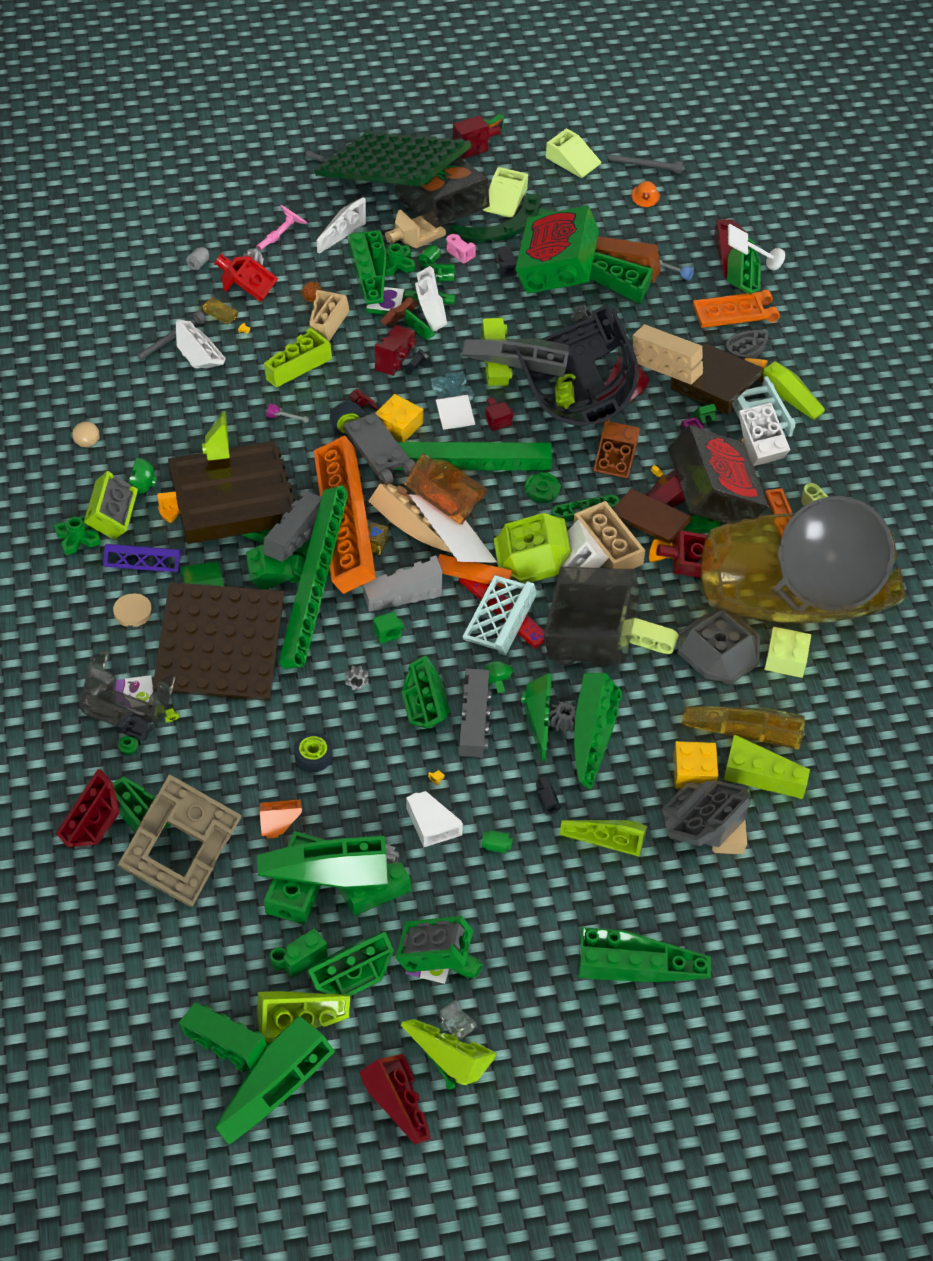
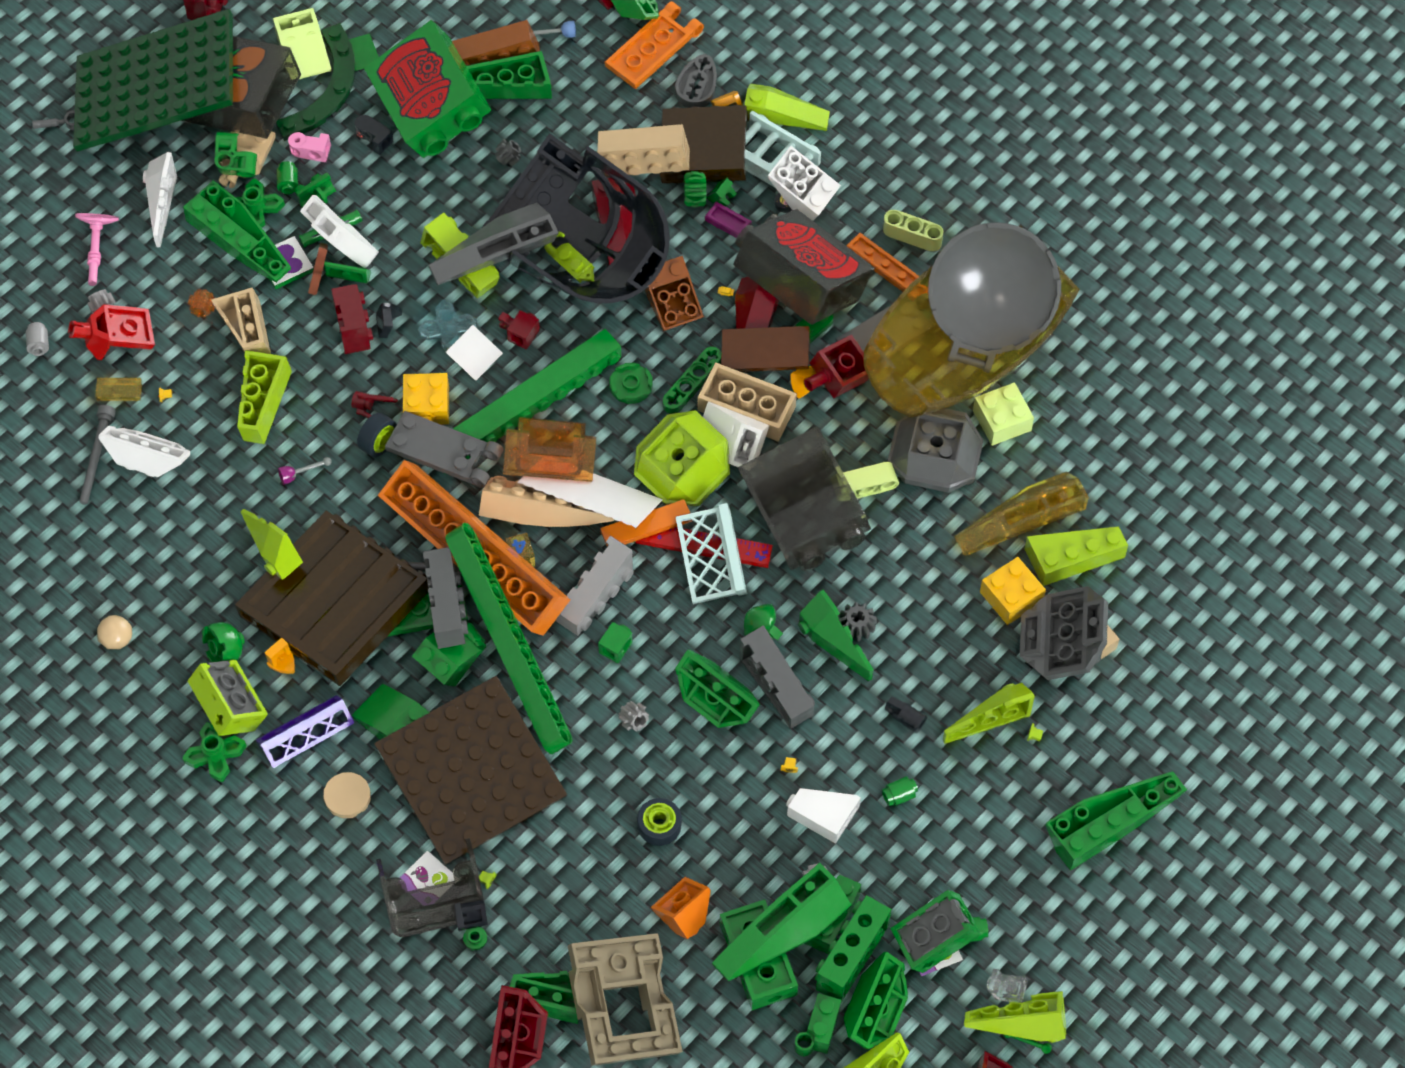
camera: 35 degrees left, 10 degrees up
(365, 923) = (853, 948): none -> green brick
(399, 220) = (241, 163): none -> green piece
(594, 724) = (890, 610): green wedge -> none
(631, 869) = (1034, 733): none -> lime piece
(686, 399) = (695, 189): none -> green gear

